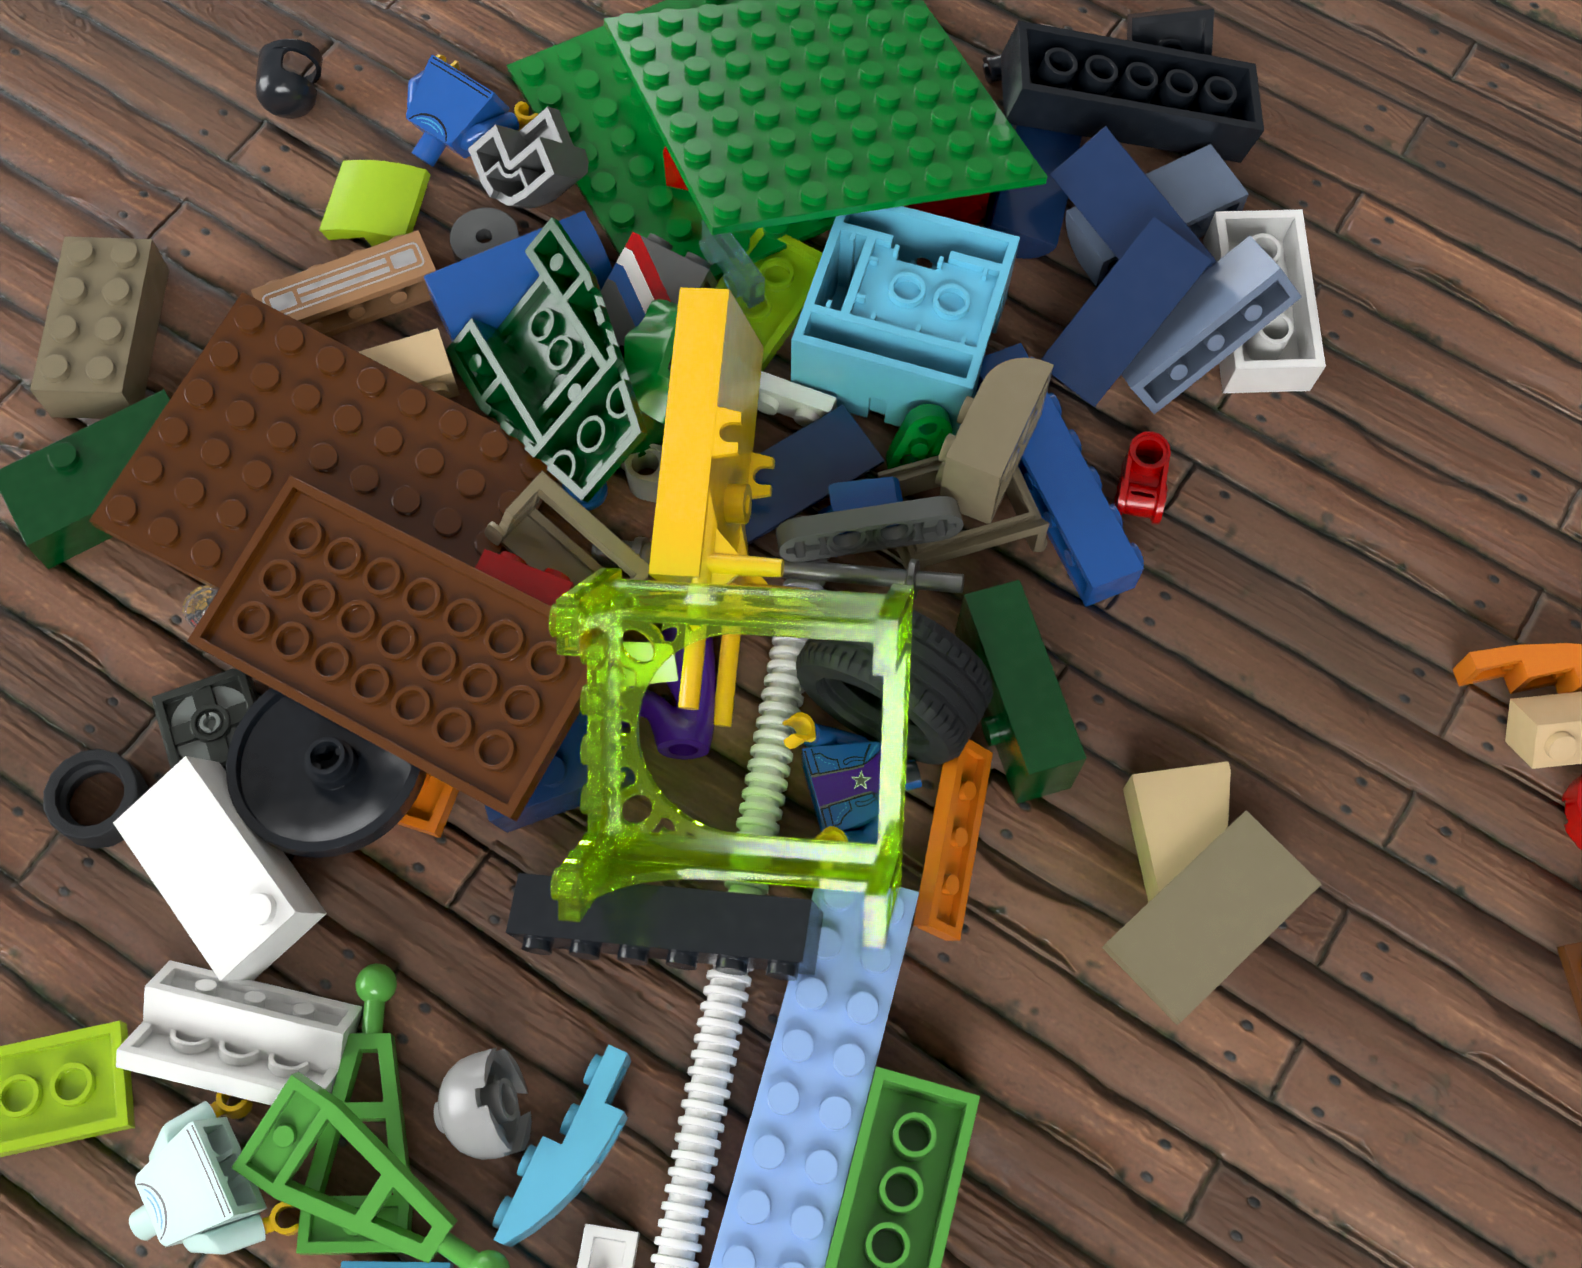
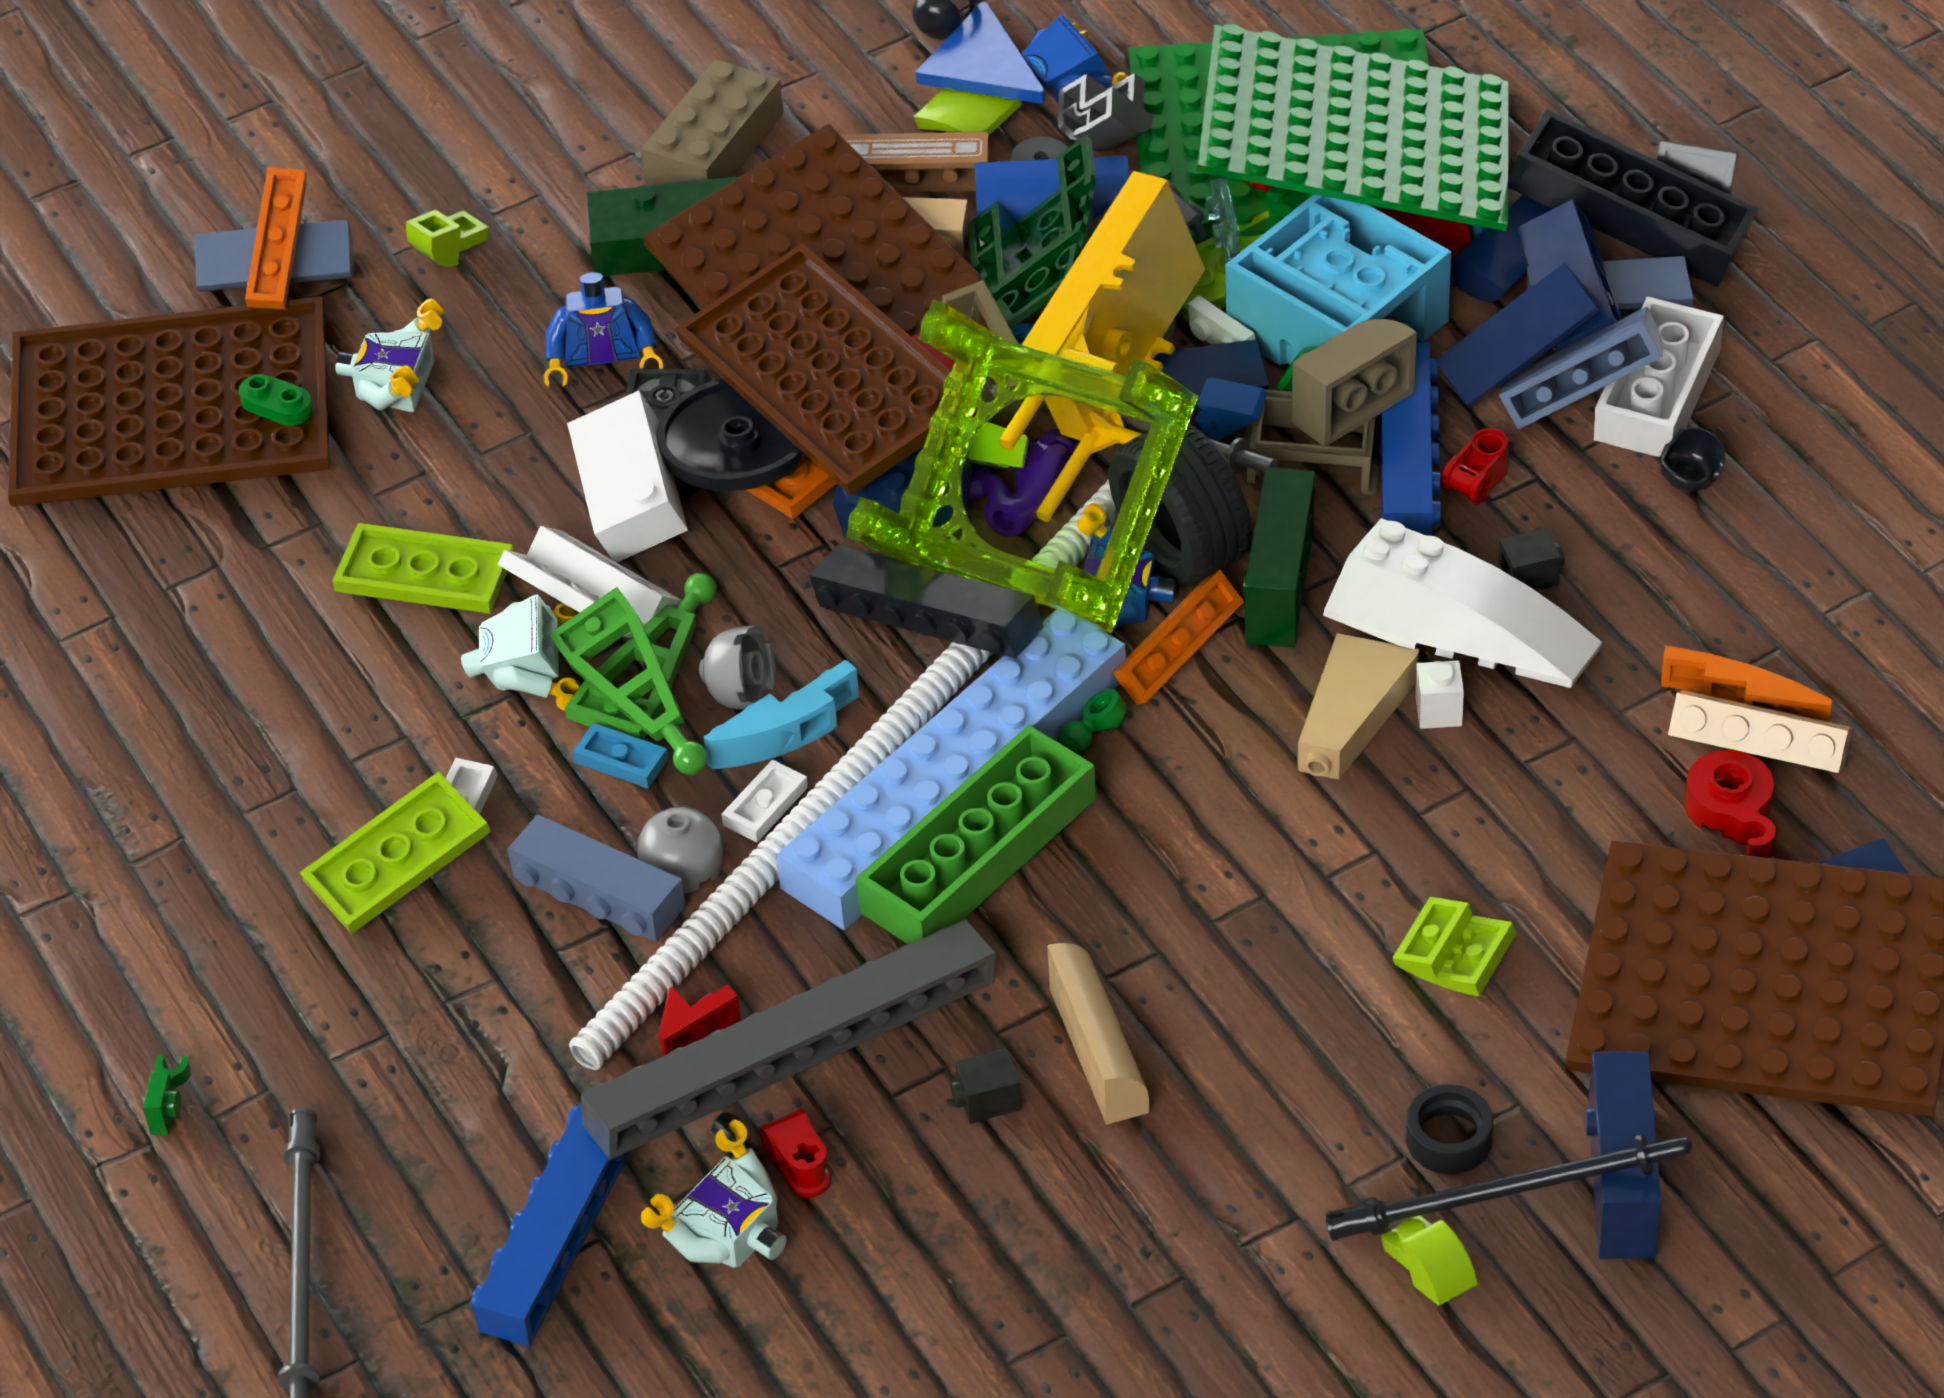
camera: 30 degrees right, 20 degrees down
(70, 776) = (551, 398): black tyre -> none
(88, 660) = (598, 329): none -> blue torso
(364, 137) = (981, 61): none -> tile
(908, 1020) = (1100, 713): none -> green plate
(918, 521) = (1223, 421): dark grey beam -> none
(1211, 917) = (1339, 728): dark tan tile -> none
(1231, 687) = (1439, 596): none -> white wedge
(1260, 584) = (1532, 559): none -> pearl dark grey brick
(1271, 799) = (1439, 694): none -> white brick
(1350, 391) = (1692, 459): none -> black hair
(1461, 1147) = (1454, 946): none -> lime slope

